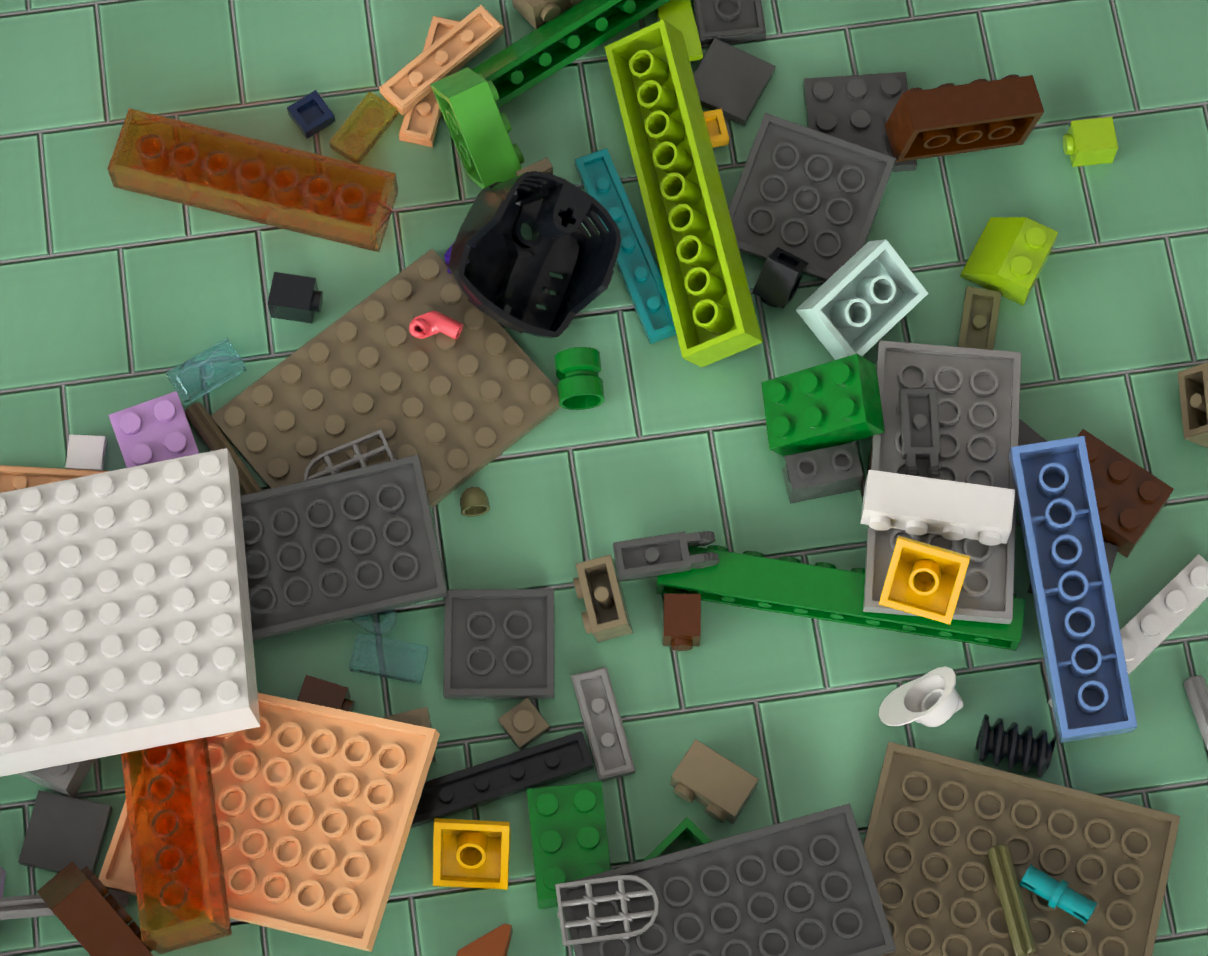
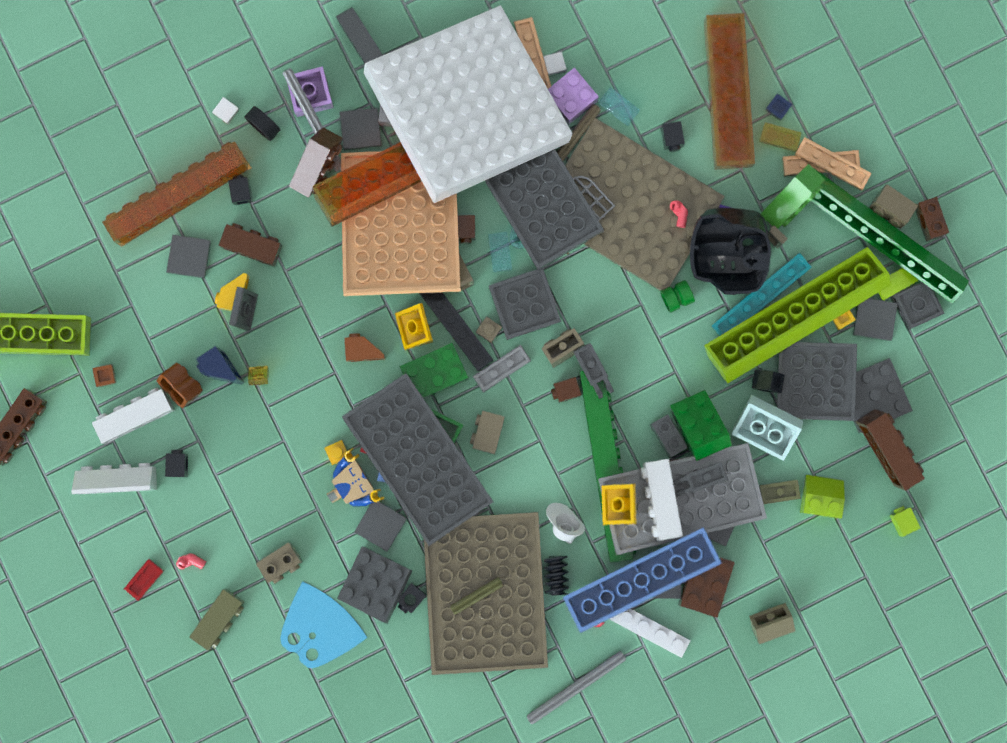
camera: 70 degrees right, 15 degrees up
(474, 502) = (594, 265): olive hinge -> none
(591, 901) = (403, 391): light grey window -> none
(1058, 894) = (486, 617): teal pin -> none

